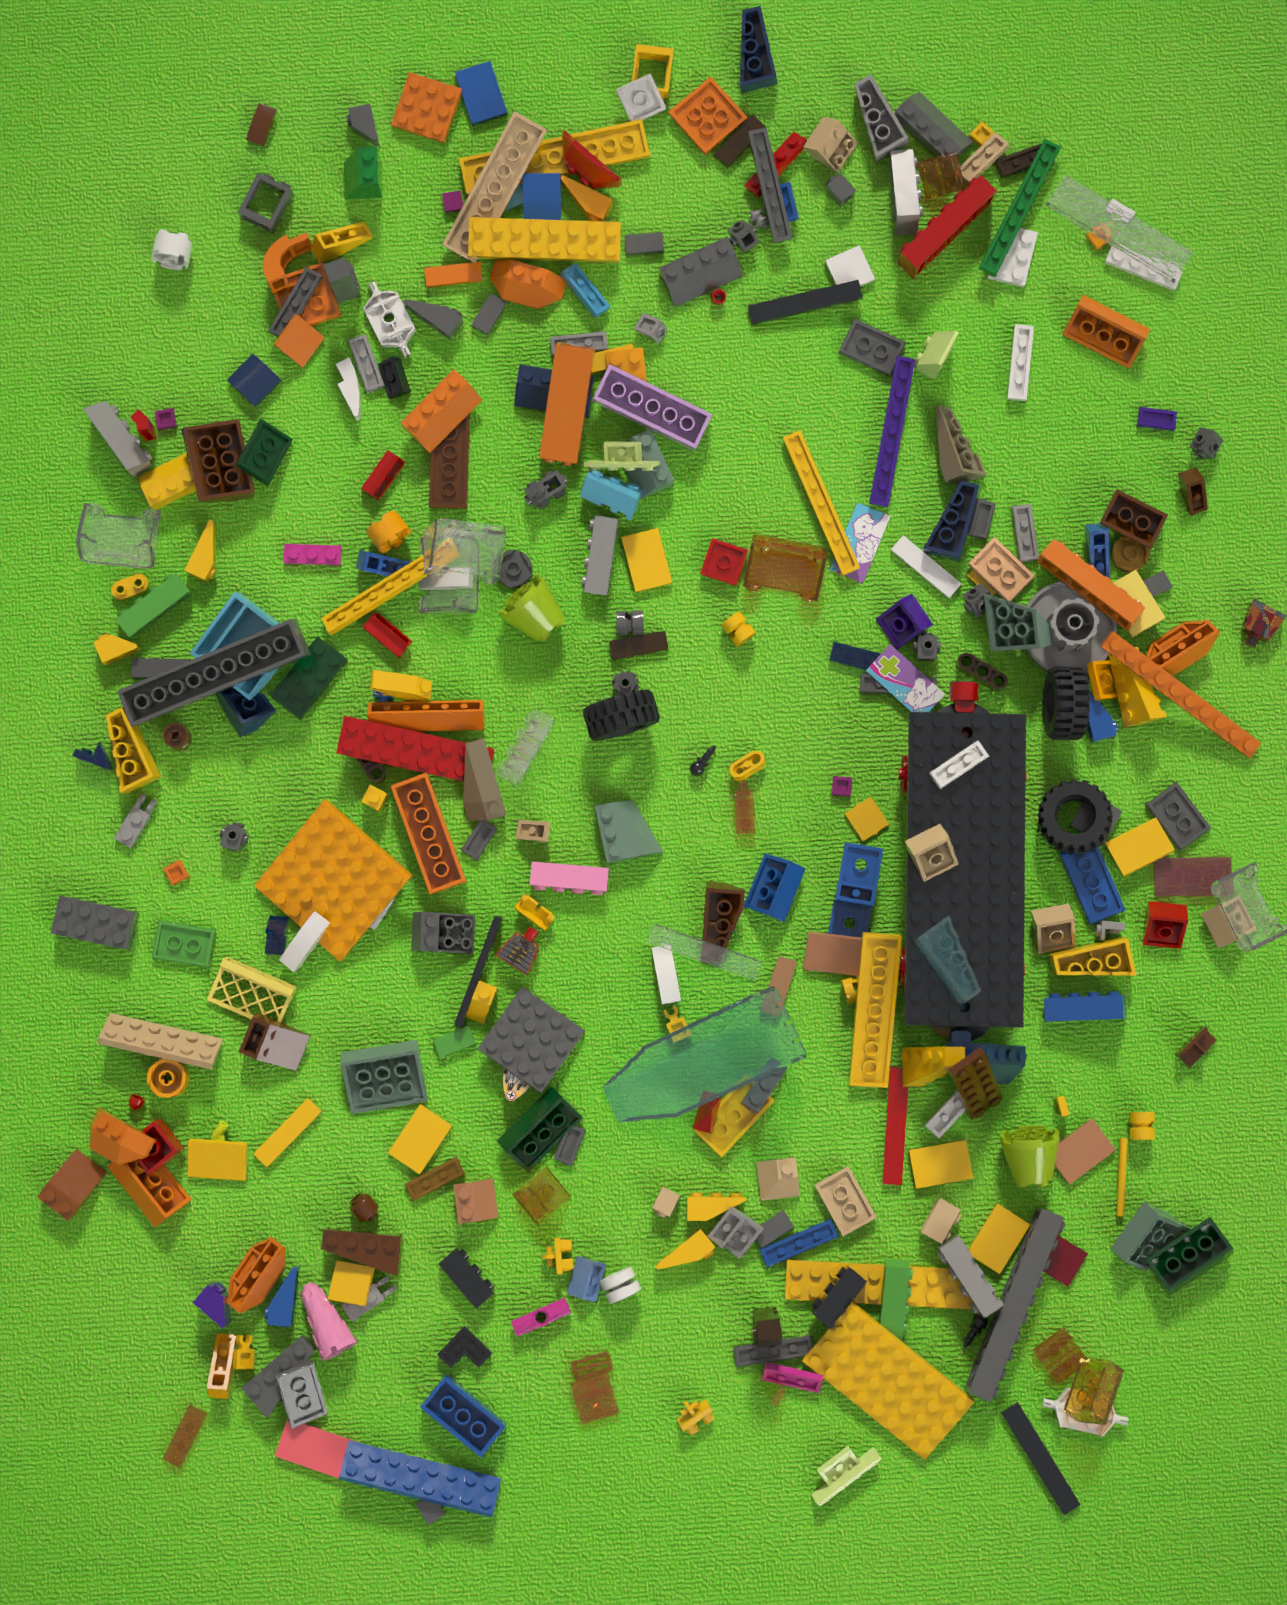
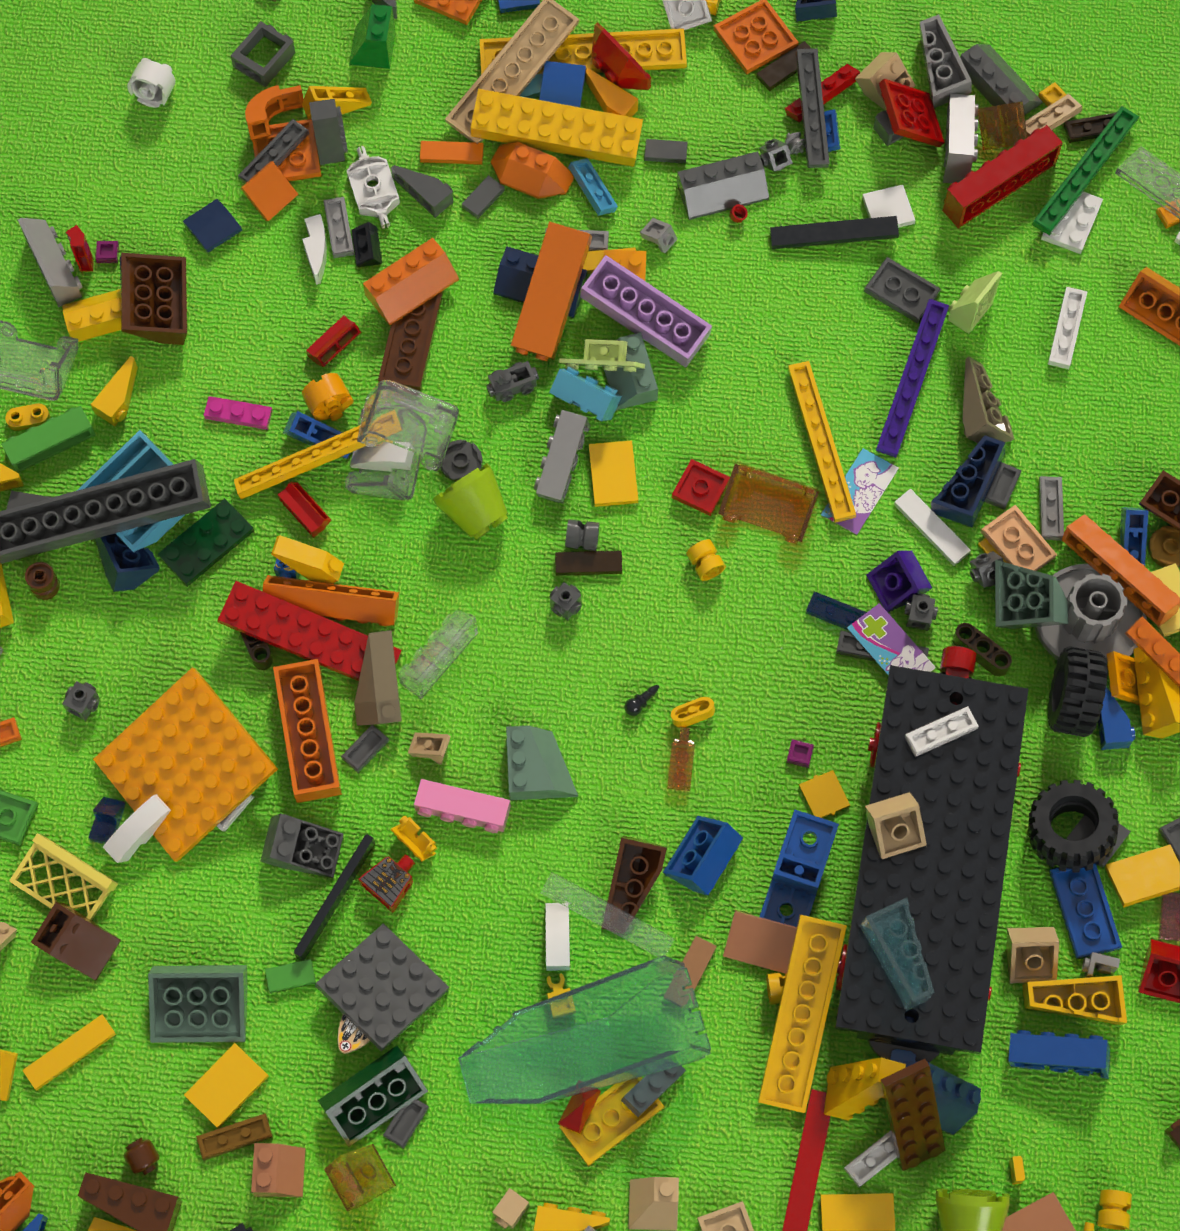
camera: 10 degrees right, 15 degrees down
(263, 452) = (206, 296): dark green tile -> none
(375, 798) = (253, 682): yellow brick -> none
(452, 201) = (464, 80): magenta tile -> none
(481, 1002) = (332, 933): yellow slope -> none
(621, 715) = (554, 627): black tyre -> none
(858, 177) = (911, 113): none -> red plate

